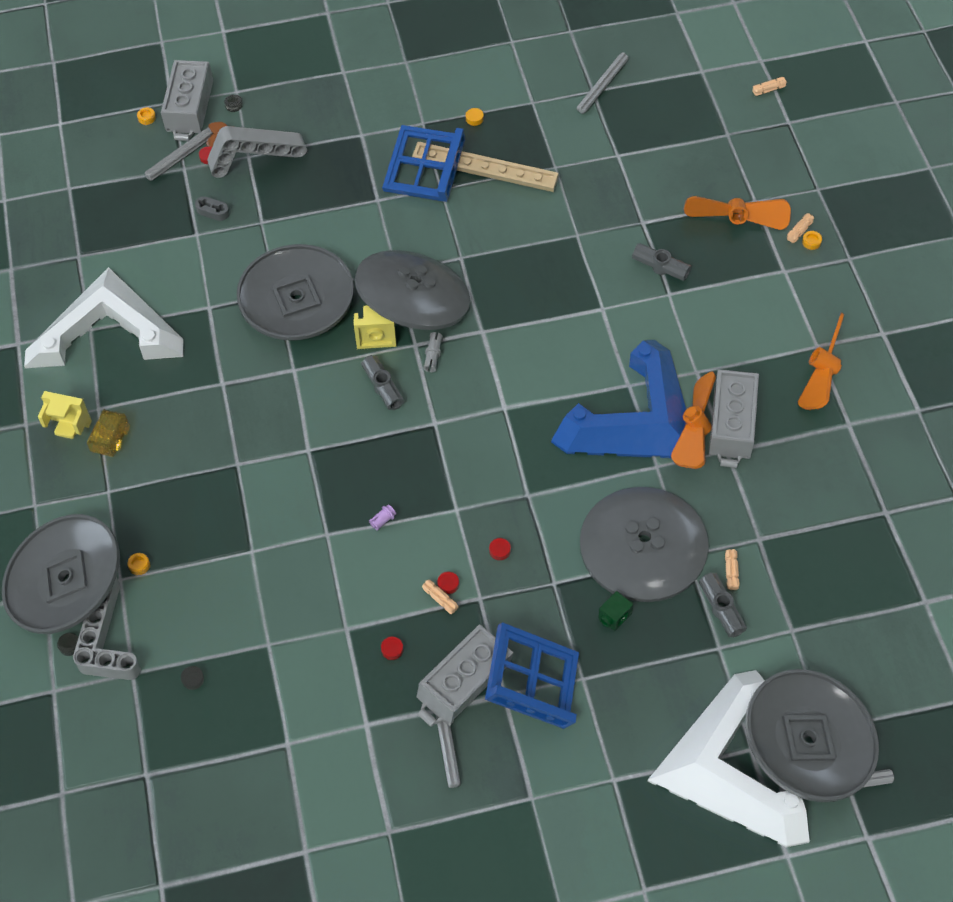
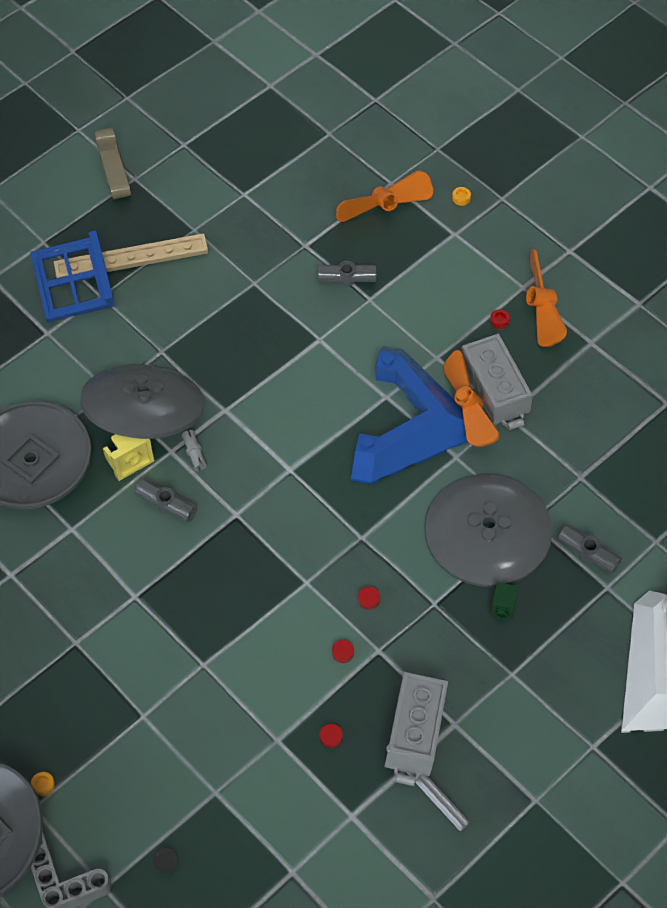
camera: 30 degrees left, 0 degrees up
(67, 644) = (24, 894): clear smoke tile -> none
(382, 517) = (248, 617): lavender pin -> none
(440, 596) = (344, 667): light nougat axle -> none
(474, 116) = (89, 215): light orange tile -> none
(519, 80) = (112, 163): none -> dark tan beam
(526, 704) = (484, 720): blue window -> none
(602, 83) = (189, 131): light grey axle -> none
(732, 569) = (576, 514): light nougat axle -> none
(769, 86) = (339, 74): light nougat axle -> none
(776, 364) = (500, 319): none -> red tile
(800, 228) = (445, 189): light nougat axle -> none

